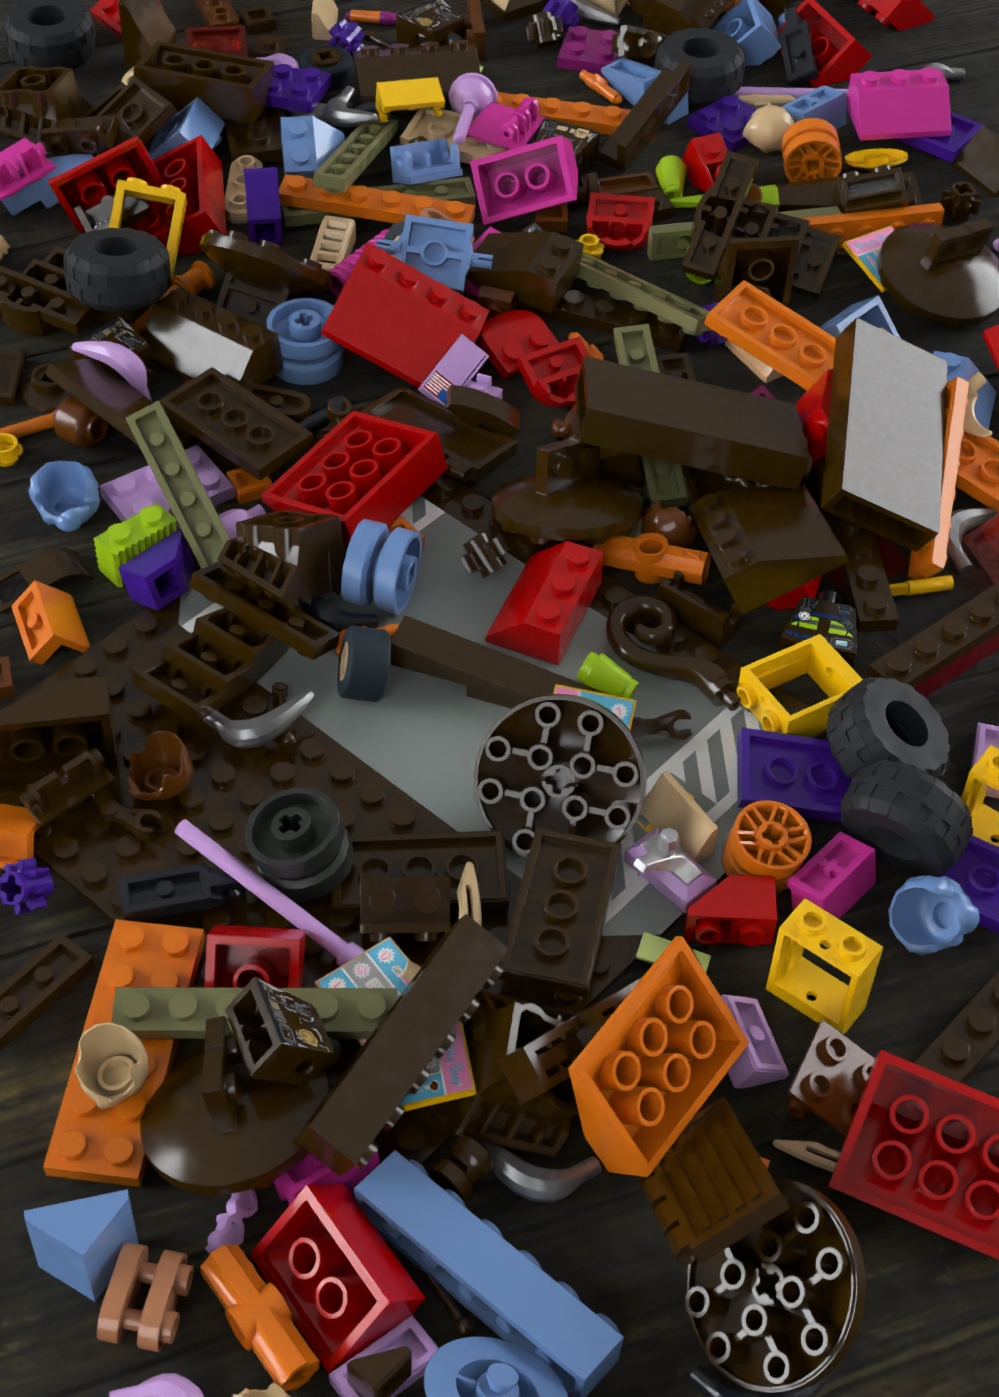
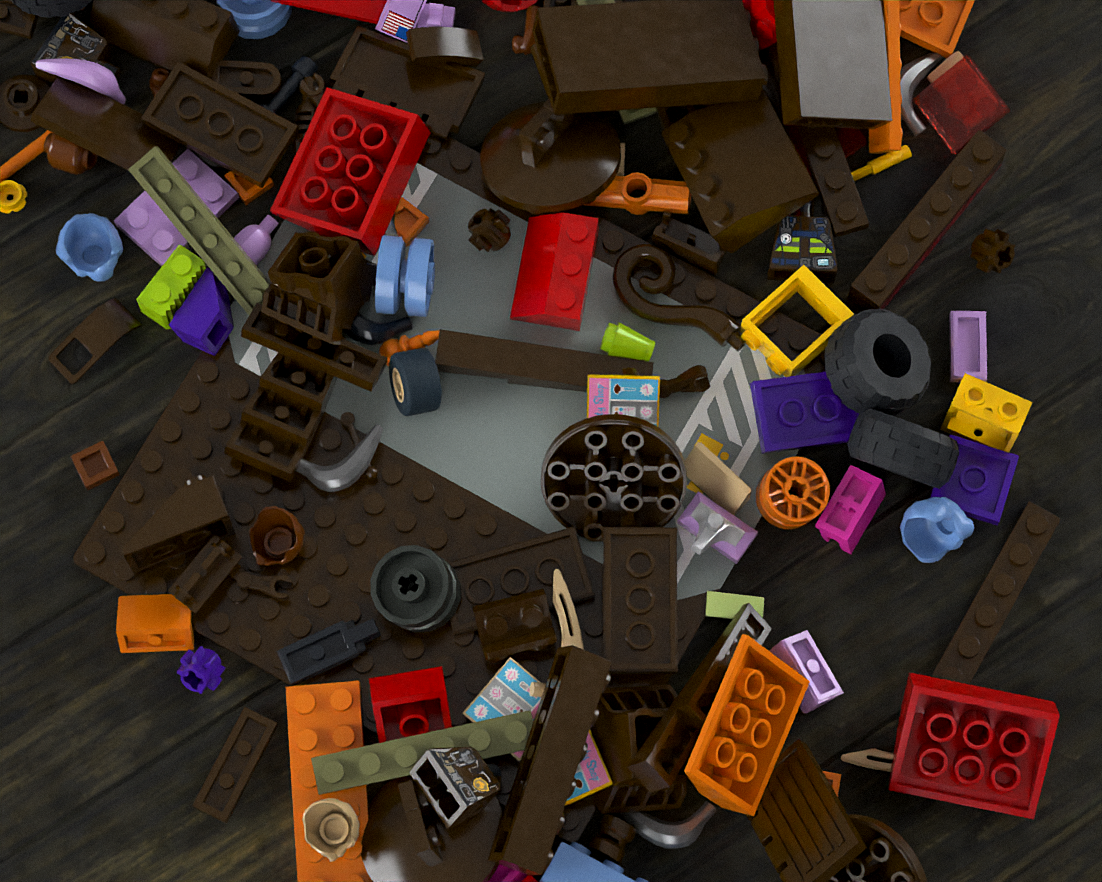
camera: 10 degrees left, 25 degrees up
(48, 621) = (123, 391): orange panel -> none
(269, 894) = (479, 675): lavender bar -> none
(669, 523) = (645, 158): reddish brown hair -> none
(735, 912) = (780, 556): red slope -> none
(795, 977) = (857, 598): yellow window -> none
(829, 1078) = (878, 694): reddish brown hinge -> none

